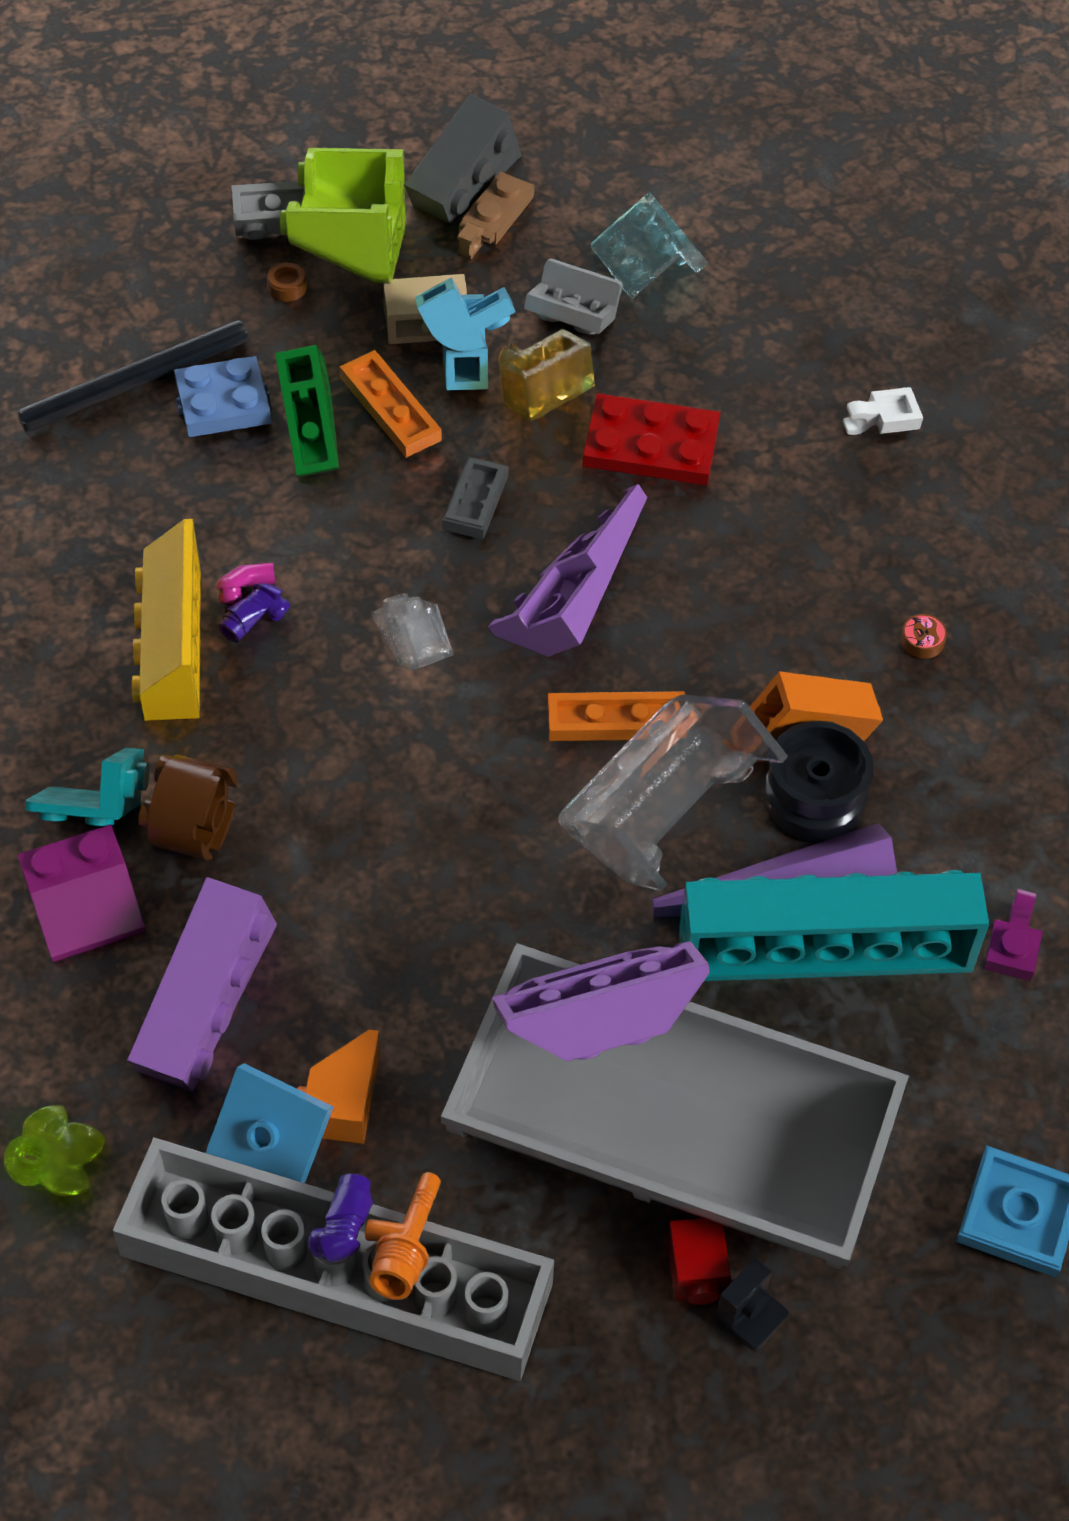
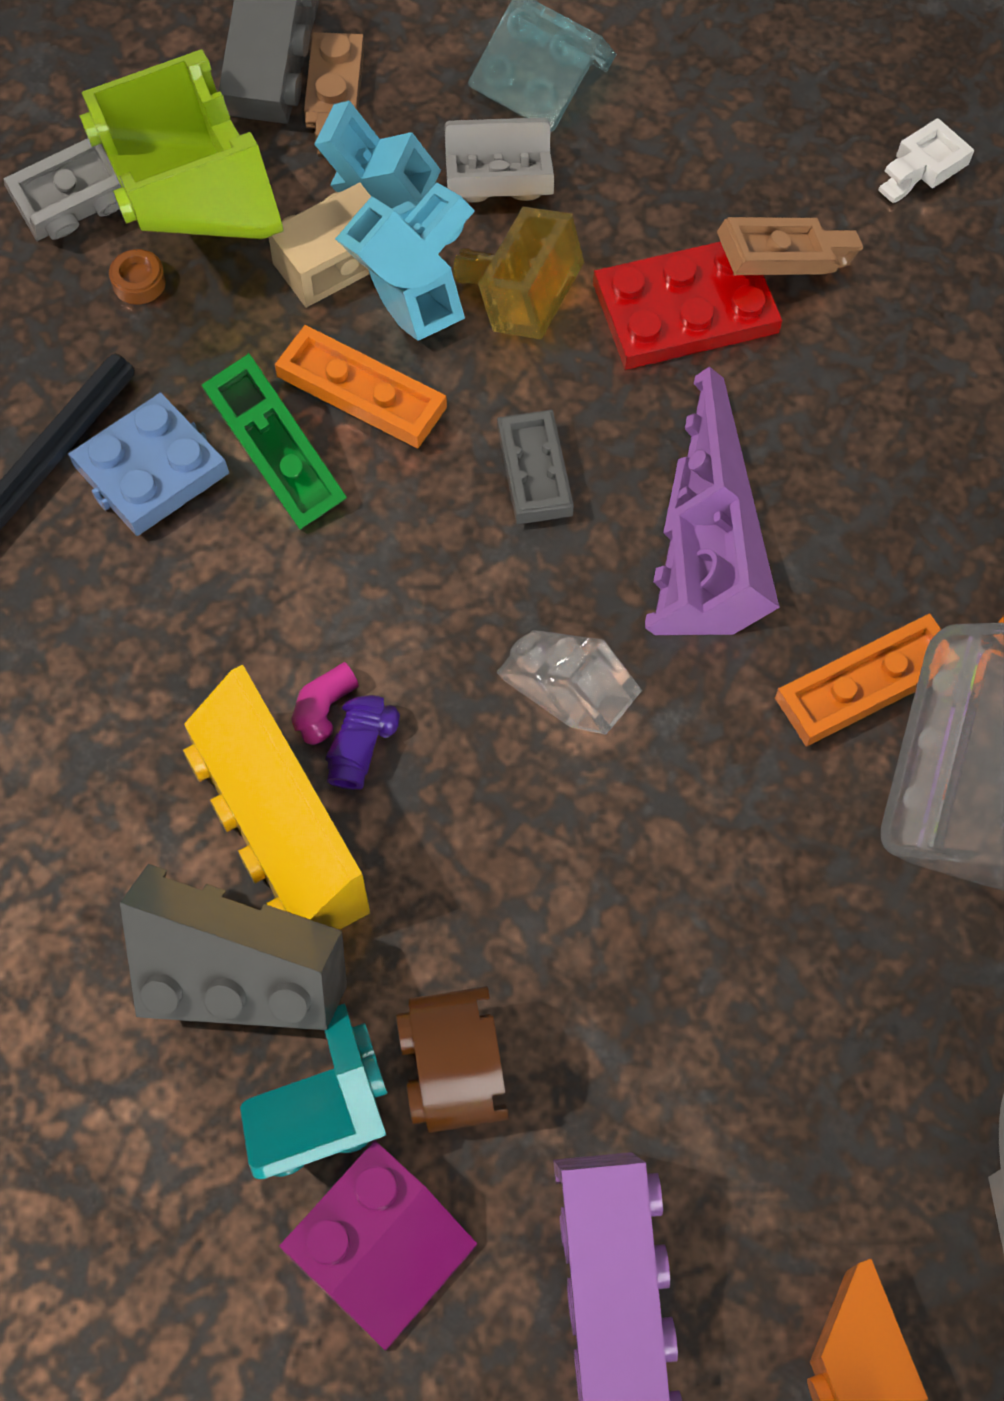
camera: 25 degrees left, 10 degrees up
(83, 688) = (227, 961): none -> dark grey wedge
(481, 264) = (388, 168): none -> medium azure brick
(739, 426) = (786, 246): none -> medium nougat hinge

